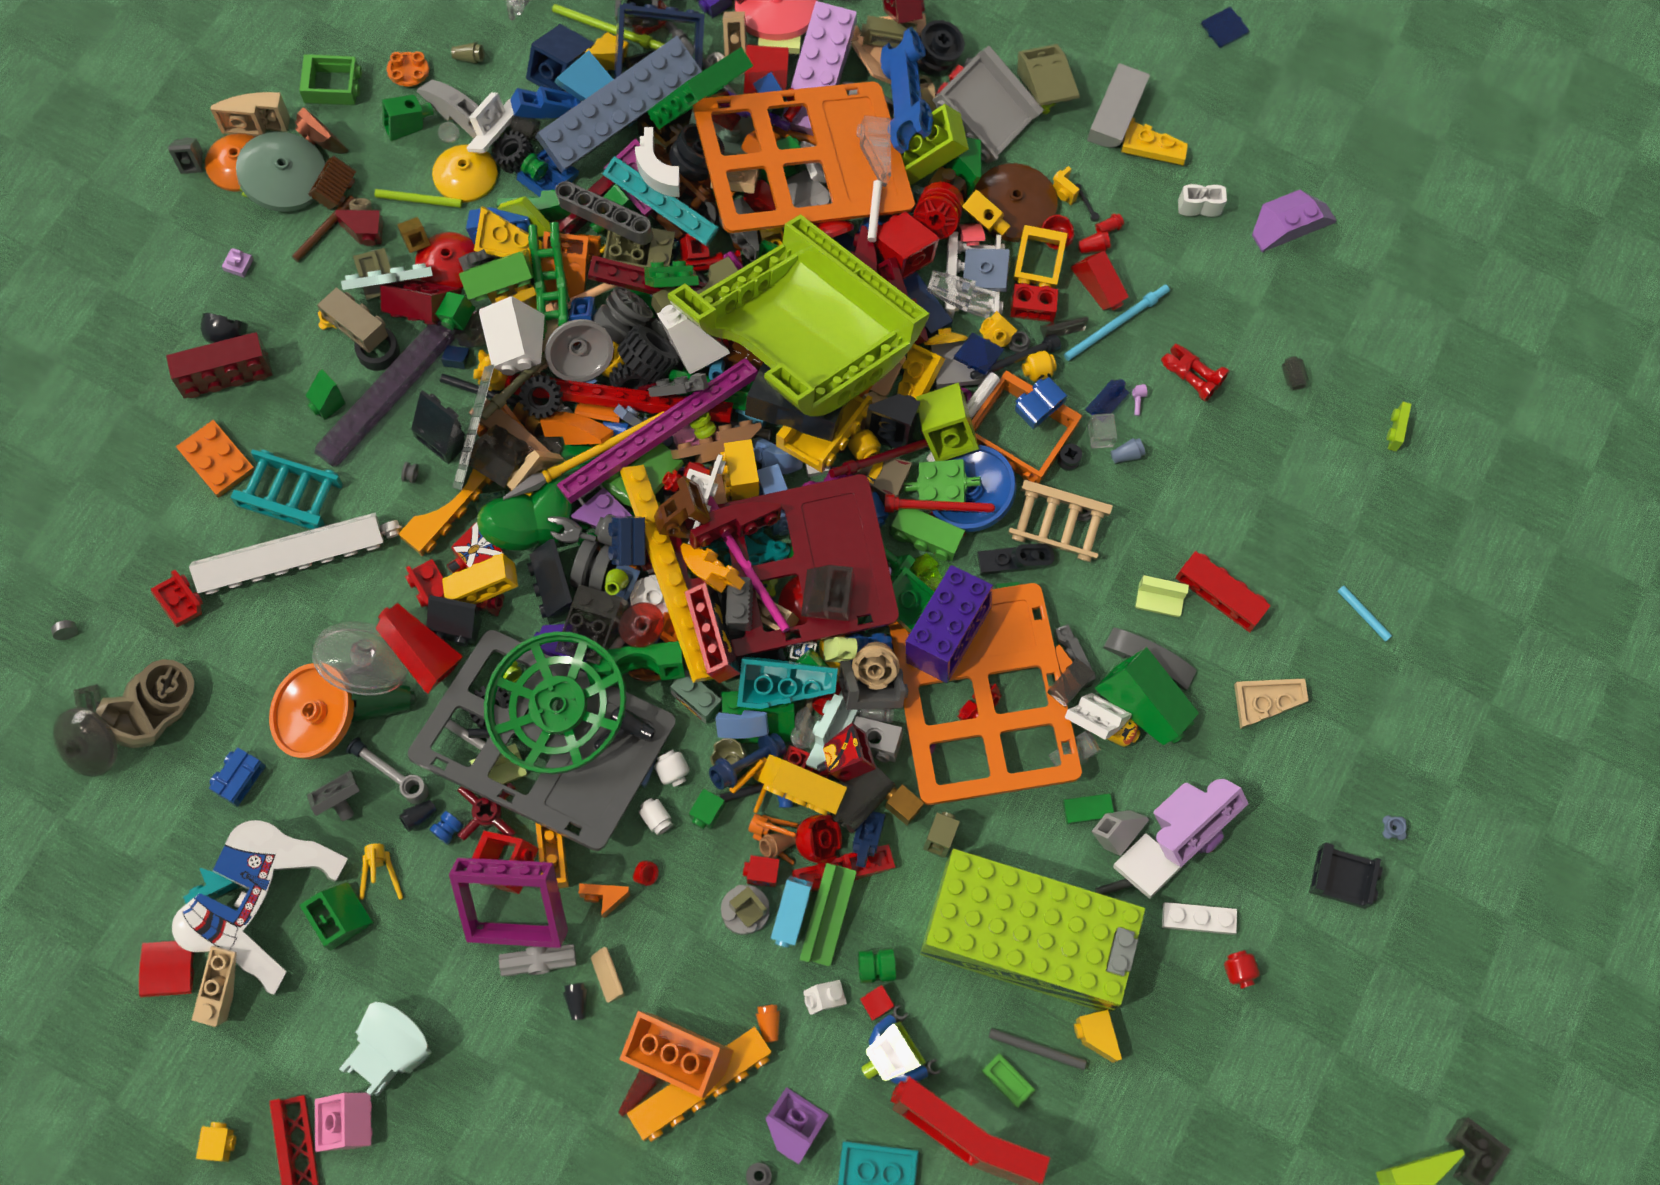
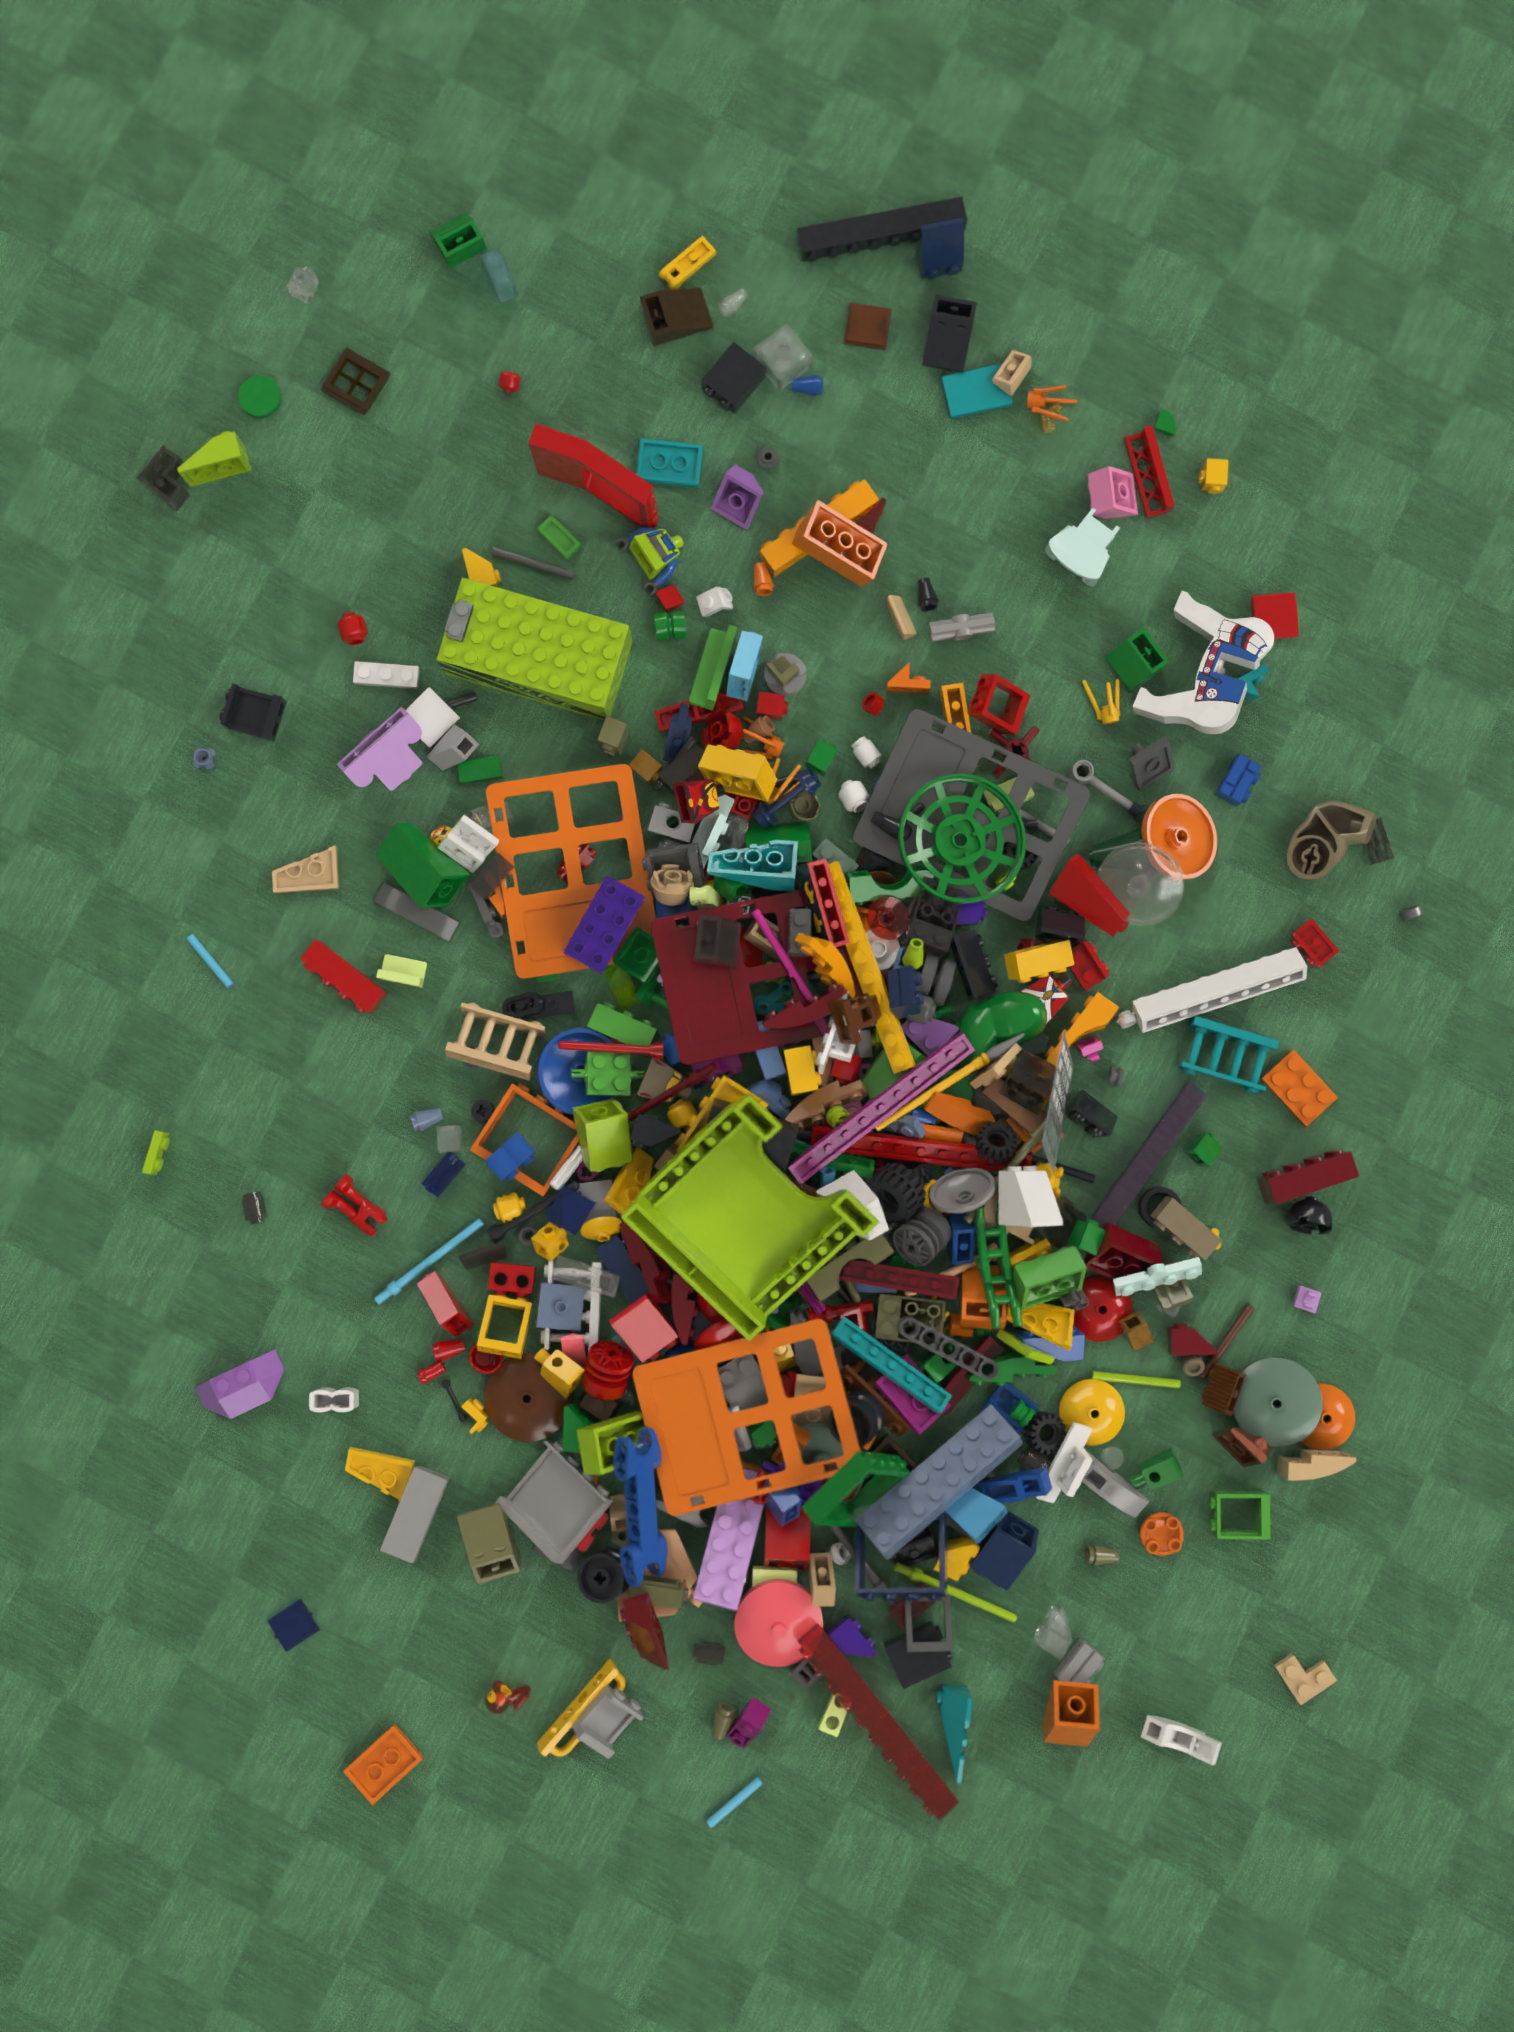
camera: 175 degrees left, 15 degrees up
(85, 741) = (1375, 802): clear smoke dish -> none
(187, 155) = (1374, 1418): dark grey slope -> none
(216, 988) = (1230, 591): tan slope -> none
(416, 815) = (1077, 749): black cone -> none
(433, 499) = (1089, 1048): none -> dark pink tile
(446, 827) = (1049, 739): blue wheel -> none
(455, 357) = (1084, 1201): dark blue slope -> none
(515, 874) = (955, 643): magenta window -> none
(572, 530) = (957, 1007): dark grey hand -> none
(655, 693) = (872, 861): none -> black panel
(656, 174) = (892, 1383): white arch -> none
(670, 480) = (866, 1063): red plate -> none
(672, 275) = (877, 1273): green plate -> none
(679, 385) = (864, 1154): dark grey hinge -> none
(747, 725) = (788, 828): medium blue slope -> none
(874, 213) = (673, 1357): white bar -> none
(876, 145) = (672, 1433): clear slope -> none
(1138, 392) = (412, 1184): lavender hand -> none

